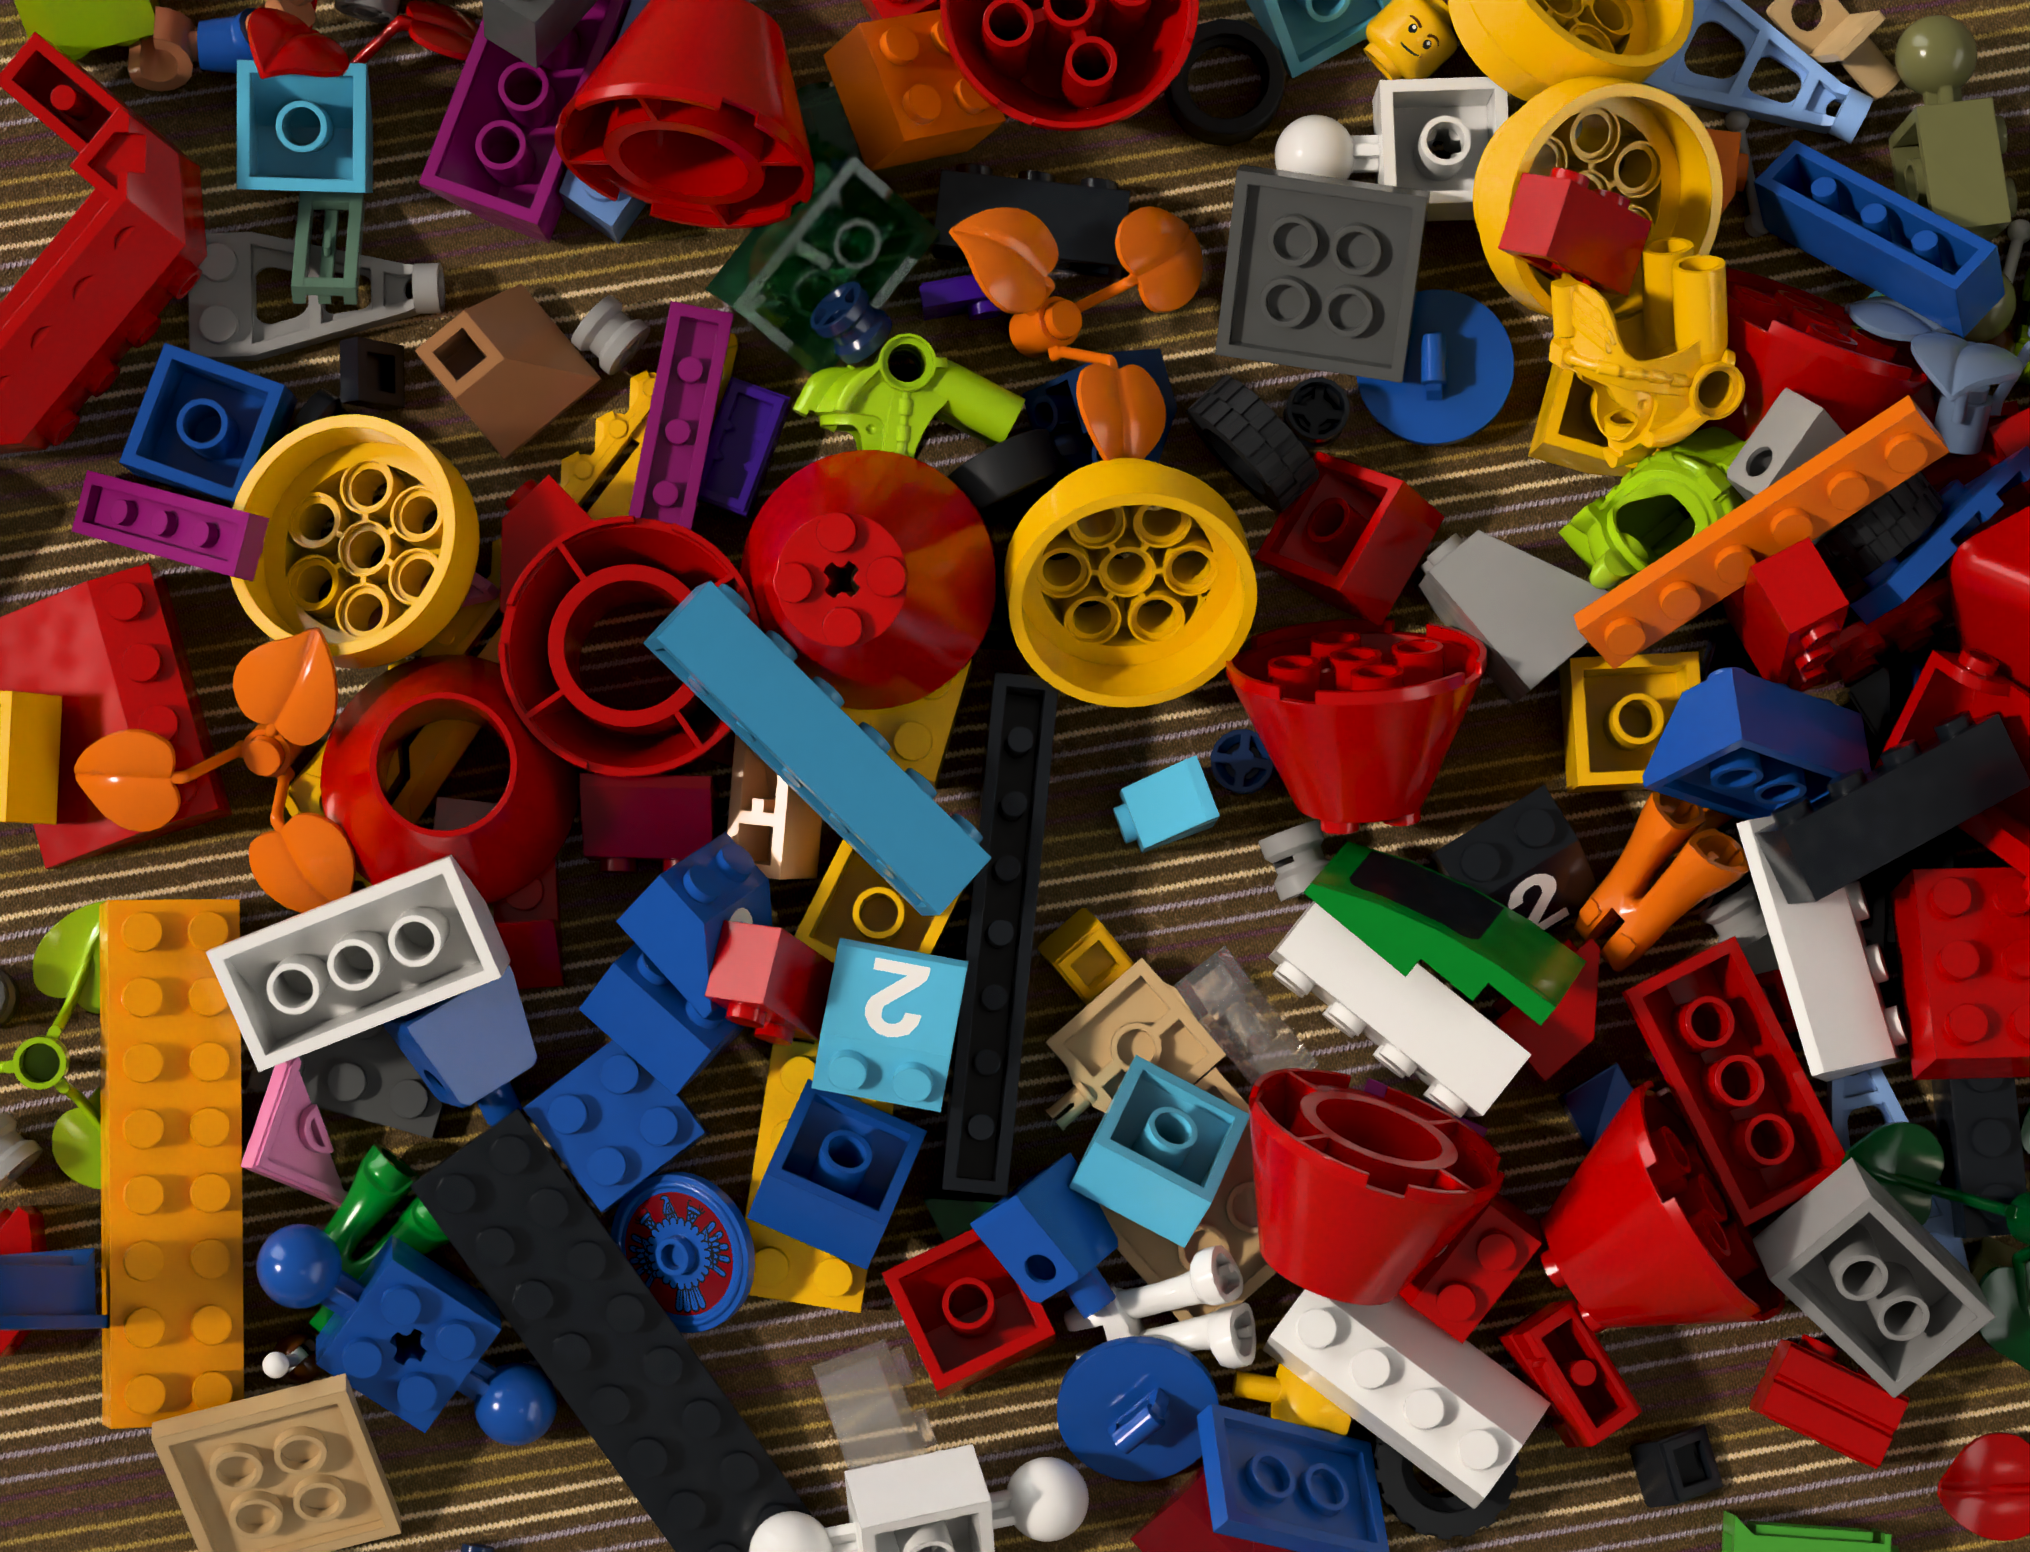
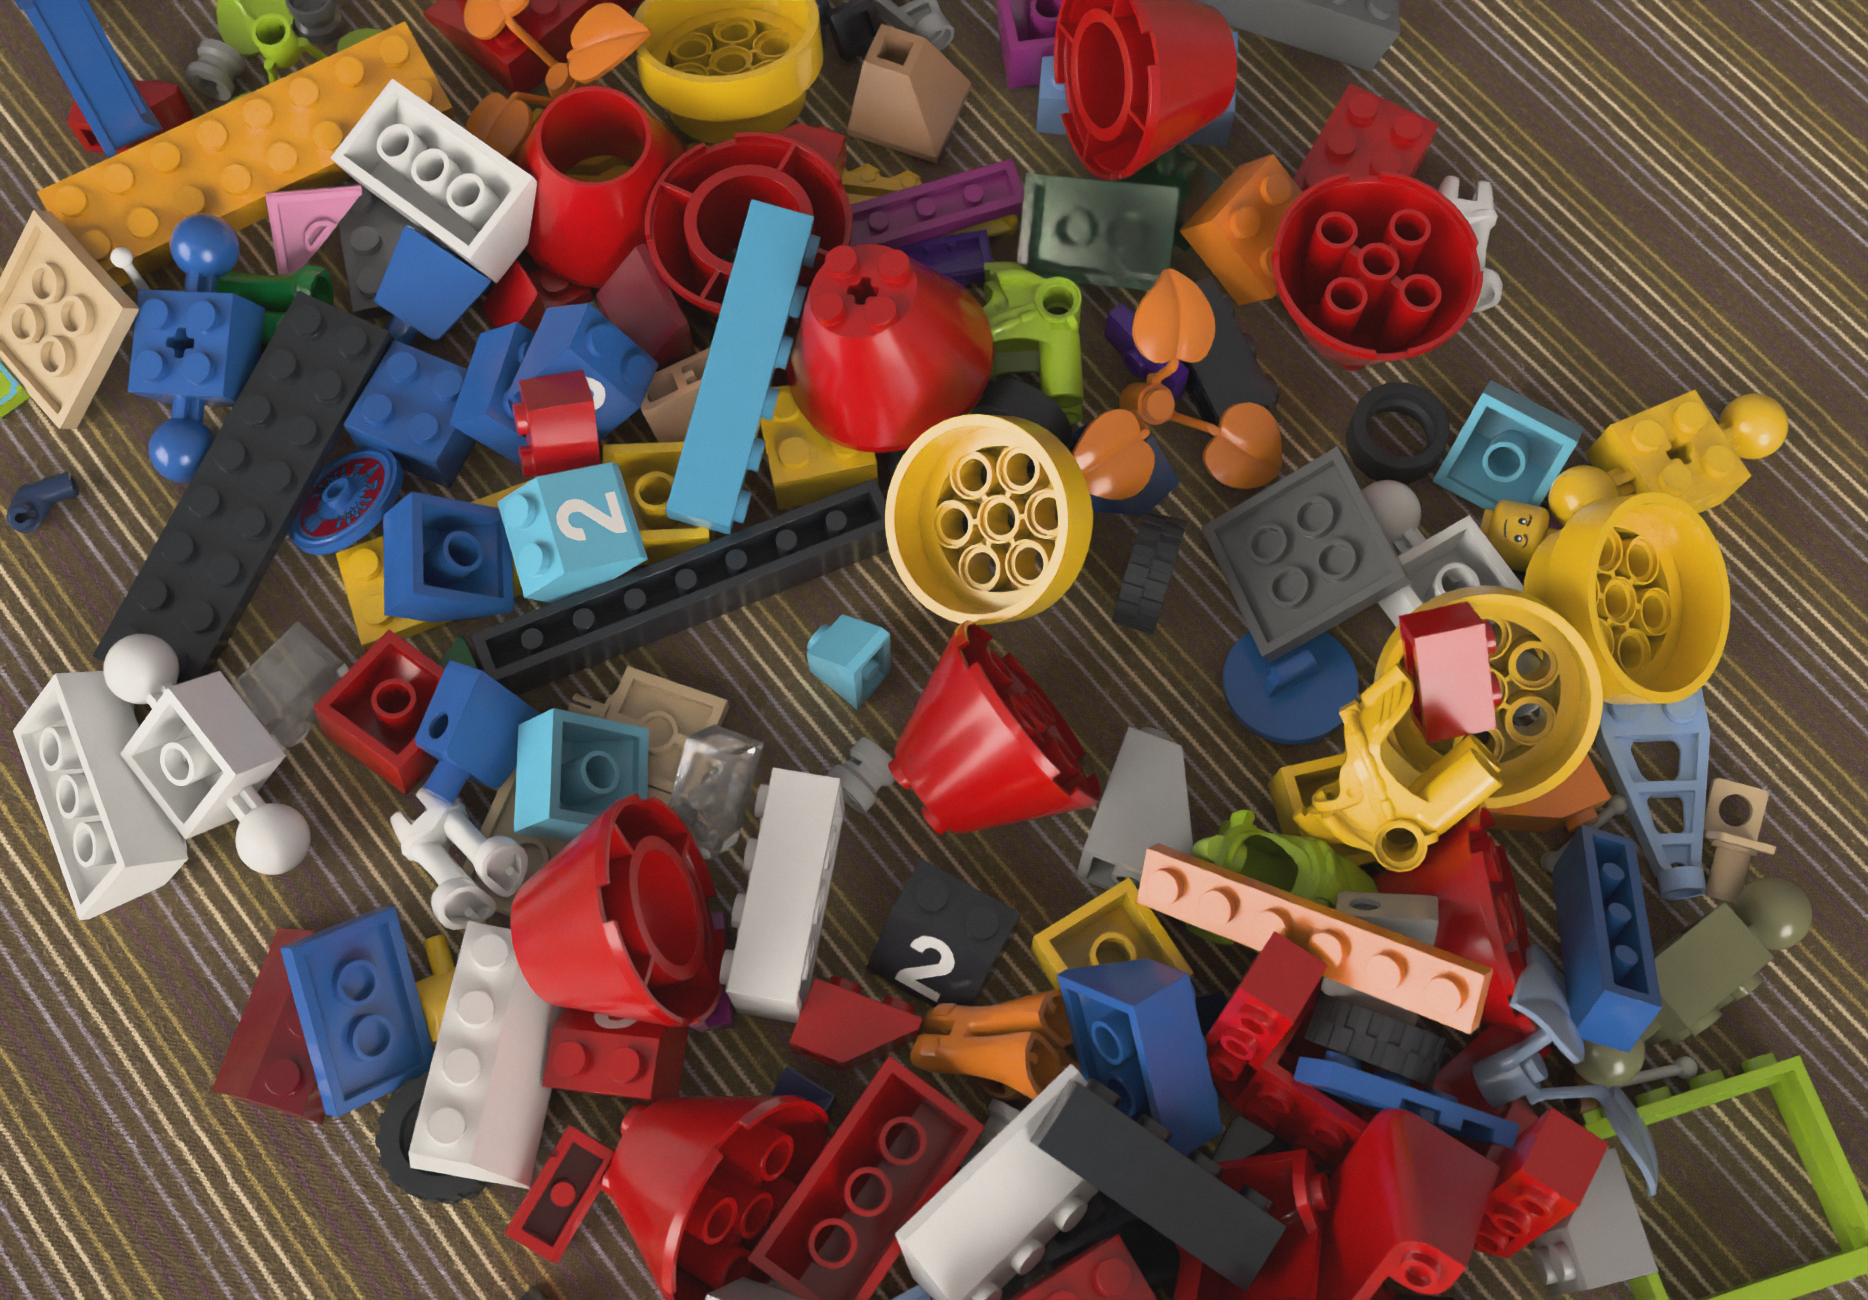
camera: 65 degrees right, 15 degrees down
(610, 335) = (968, 145): light grey wheel -> none
(851, 322) = (1064, 257): dark blue wheel -> none
(1085, 955) = (711, 666): yellow slope -> none
(1135, 1408) = (378, 860): blue shield -> none
(1234, 750) = (904, 687): dark blue wheel -> none
(1318, 402) = (1207, 604): black wheel -> none
(1352, 538) = (1126, 685): red slope -> none
(1457, 930) = (858, 886): green slope -> none

